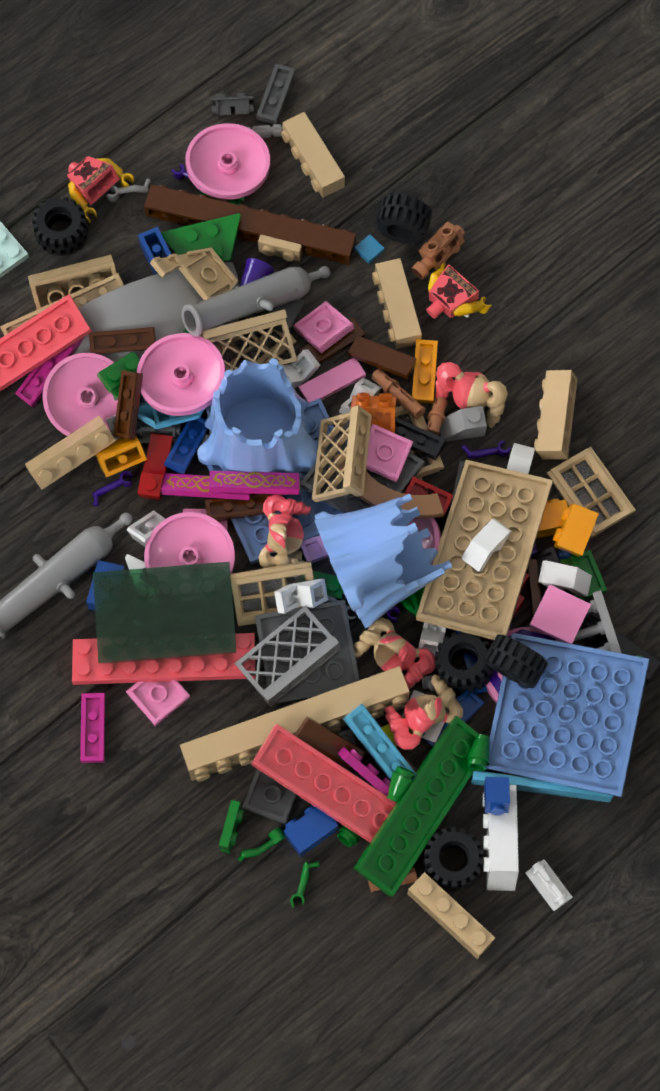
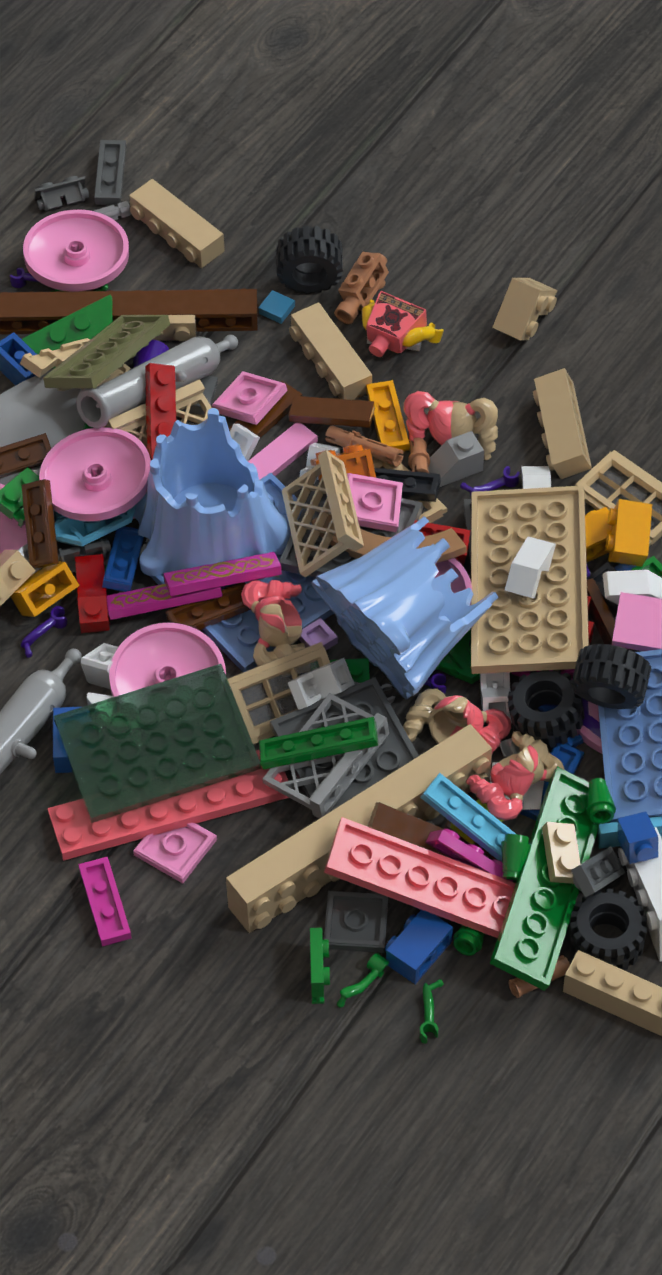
camera: 15 degrees left, 15 degrees down
(219, 269) = (106, 352): none -> olive plate
(245, 330) = (159, 402): none -> red plate
(282, 648) = (318, 743): none -> green tile
(436, 790) = (560, 851): none -> tan plate
(459, 812) = (597, 872): none -> dark grey plate
(558, 301) = (522, 306): none -> tan brick

